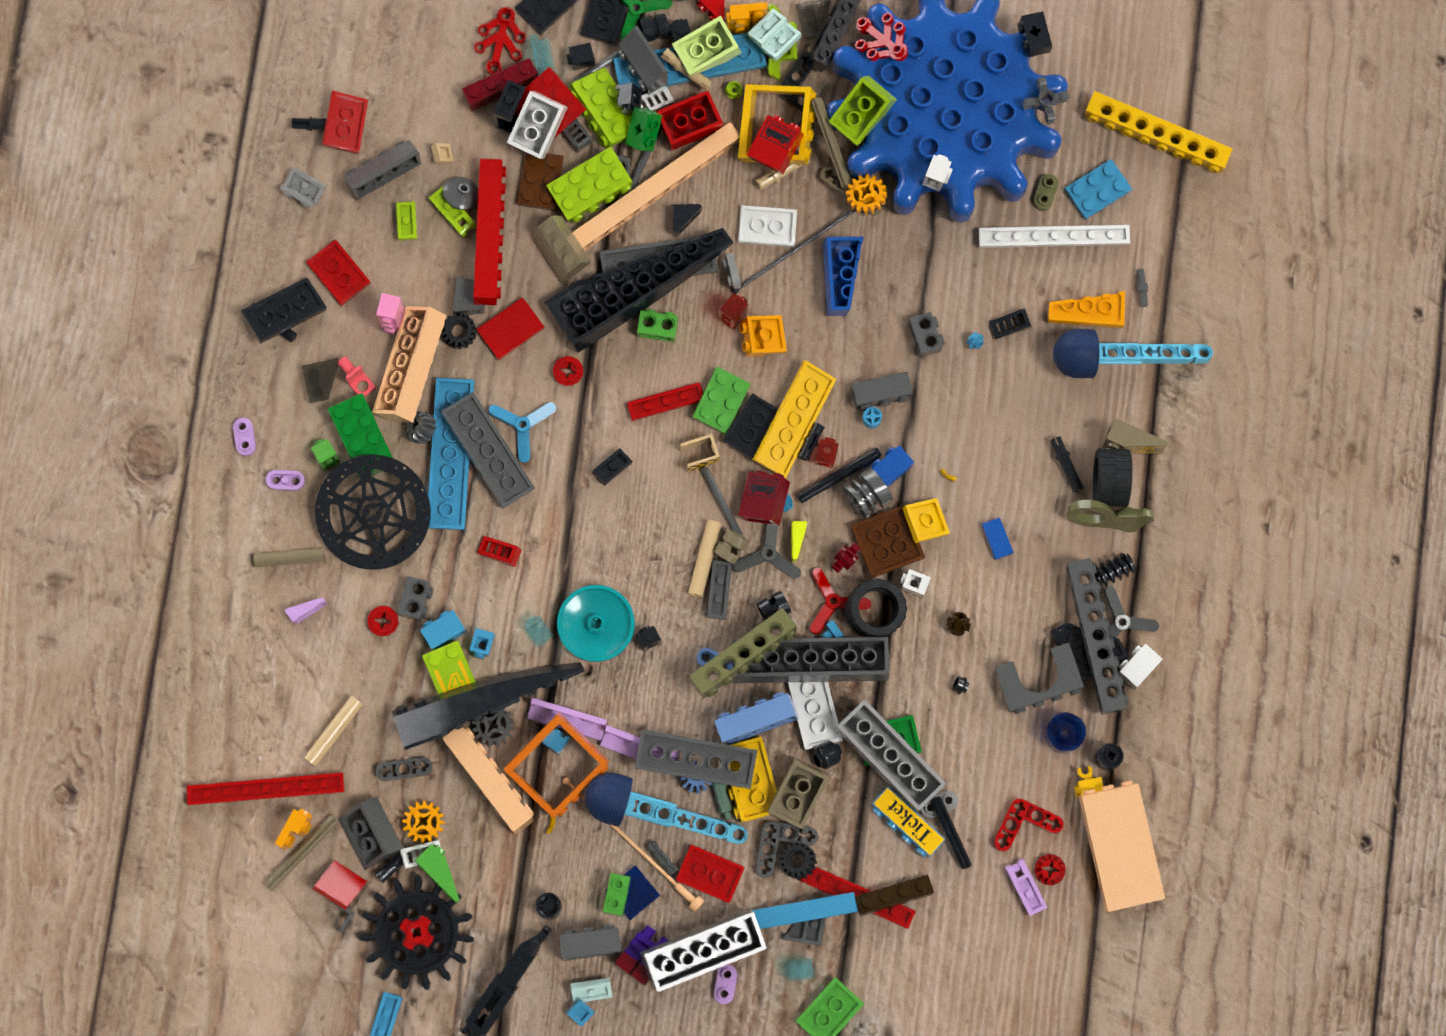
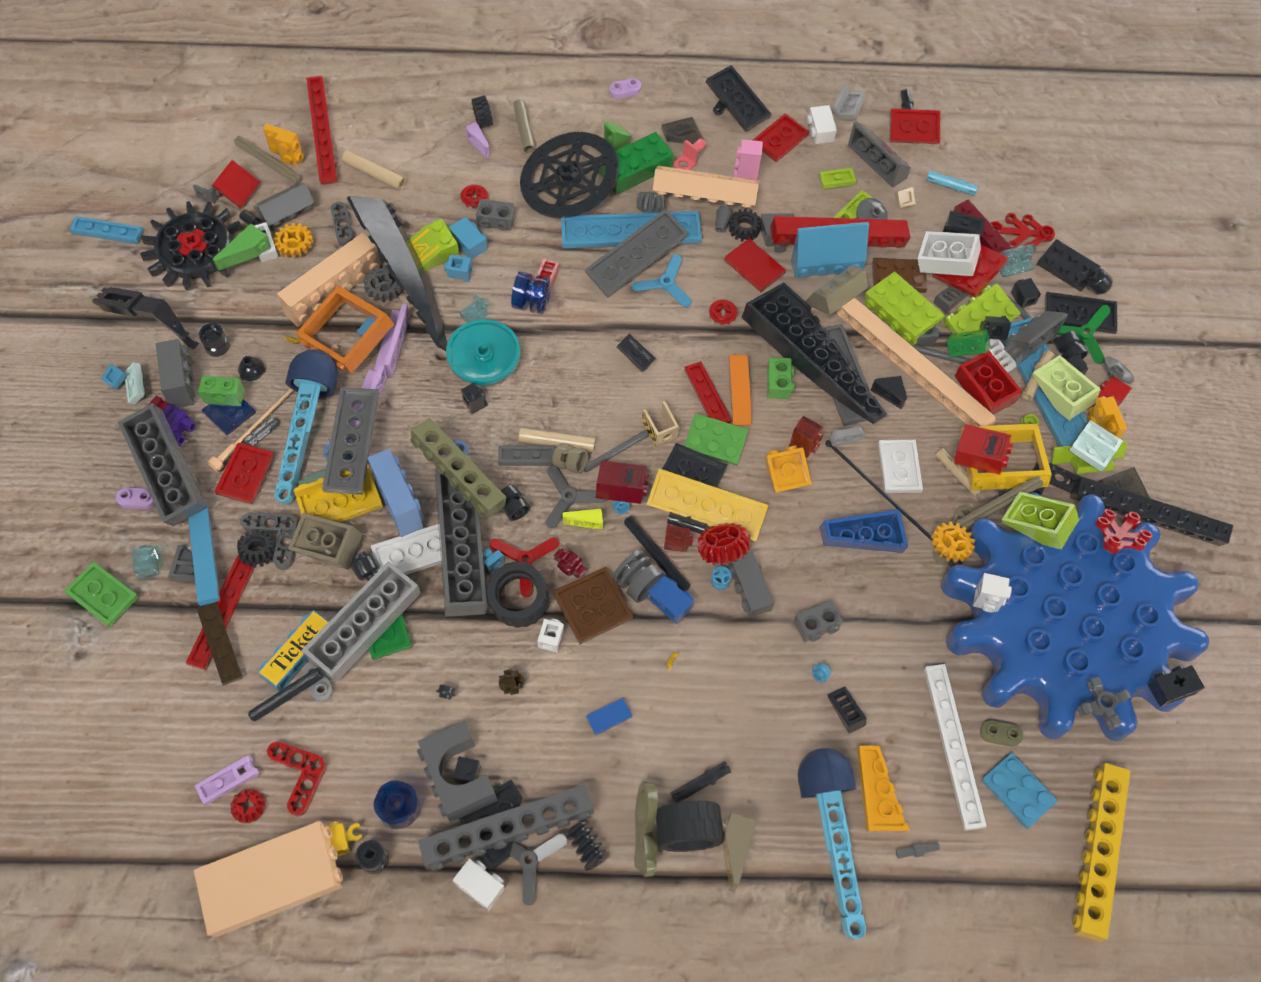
camera: 85 degrees right, 15 degrees down
(270, 601) = (482, 111): none -> black tyre
(286, 478) = (590, 116): lavender plate -> none
(330, 224) = (821, 124): none -> white brick
(431, 92) = (953, 183): none -> medium azure pin
(447, 353) = (723, 217): none -> dark grey cone
(516, 247) = (829, 249): none -> dark azure slope
(530, 565) = (530, 292): none -> clear blue wheel
(585, 877) = (252, 370): none -> black piece
(667, 367) = (740, 390): none -> orange slope
(835, 411) = (723, 543): none -> red gear
(926, 520) = (618, 638): yellow plate -> none
(1039, 669) = (466, 770): none -> black brick

